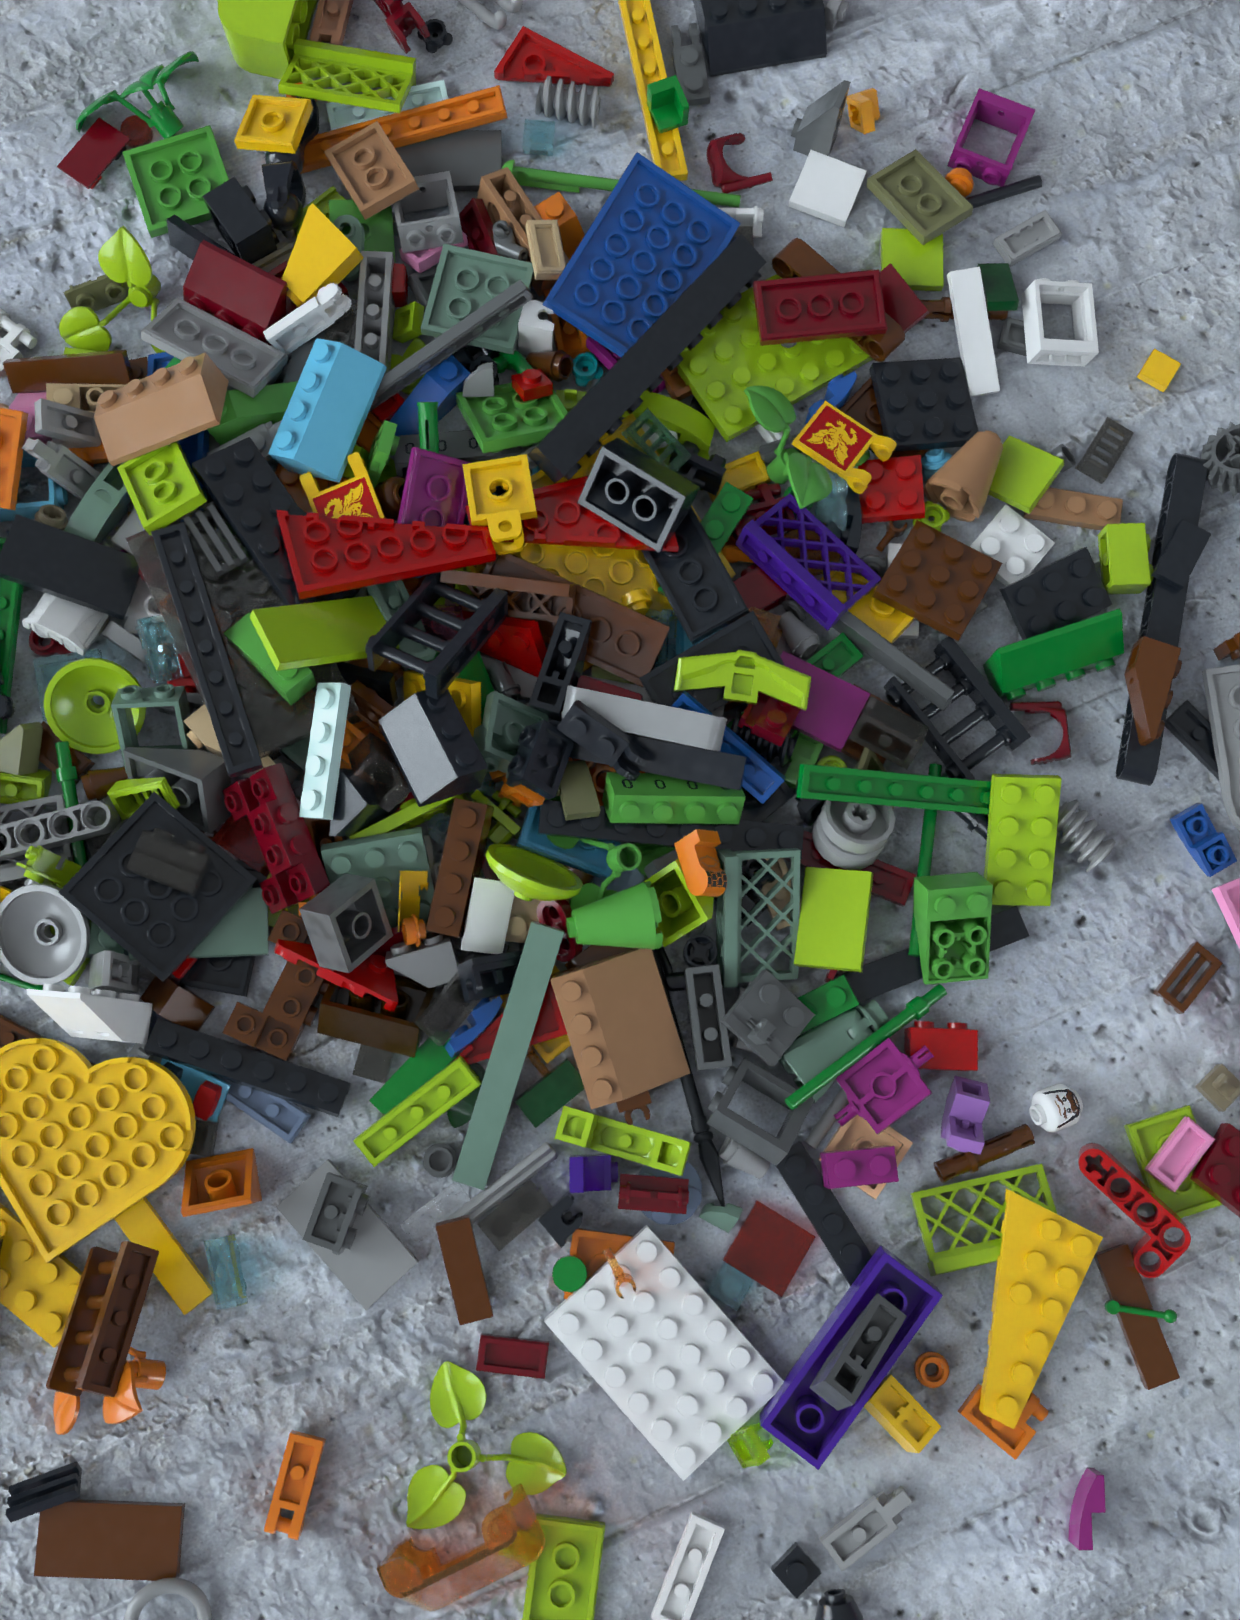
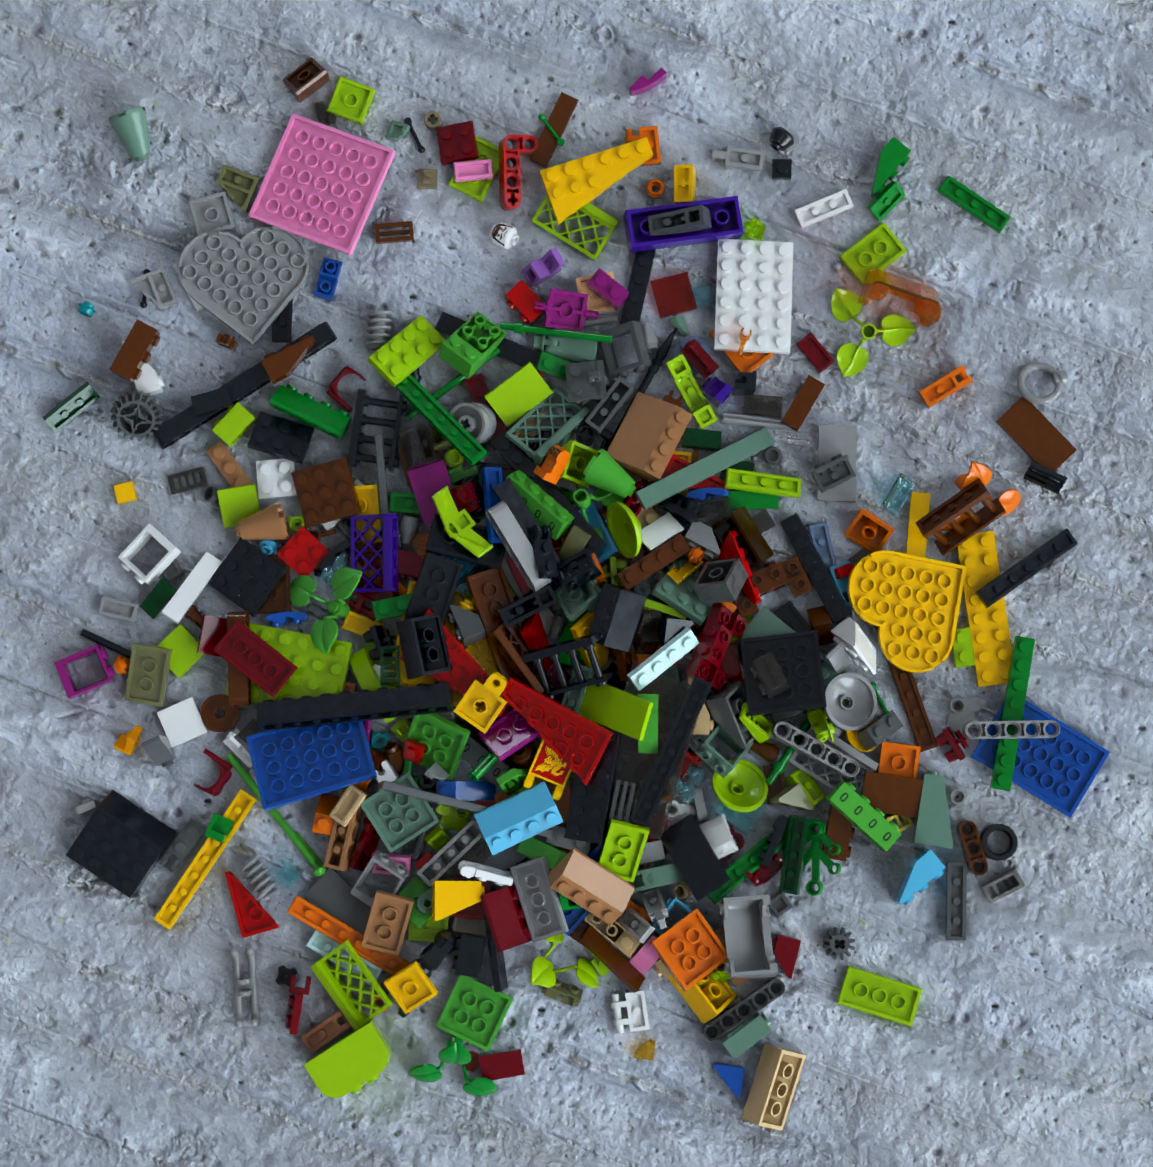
camera: 135 degrees left, 5 degrees up
(506, 243) = (361, 827): dark grey arm -> none
(569, 1273) = (762, 361): green tile -> none
(612, 576) = (467, 625): none -> dark grey slope
(796, 216) = (210, 718): none -> reddish brown plate
(840, 443) = (308, 592): flag -> none
(992, 1150) = (546, 245): reddish brown pin -> none

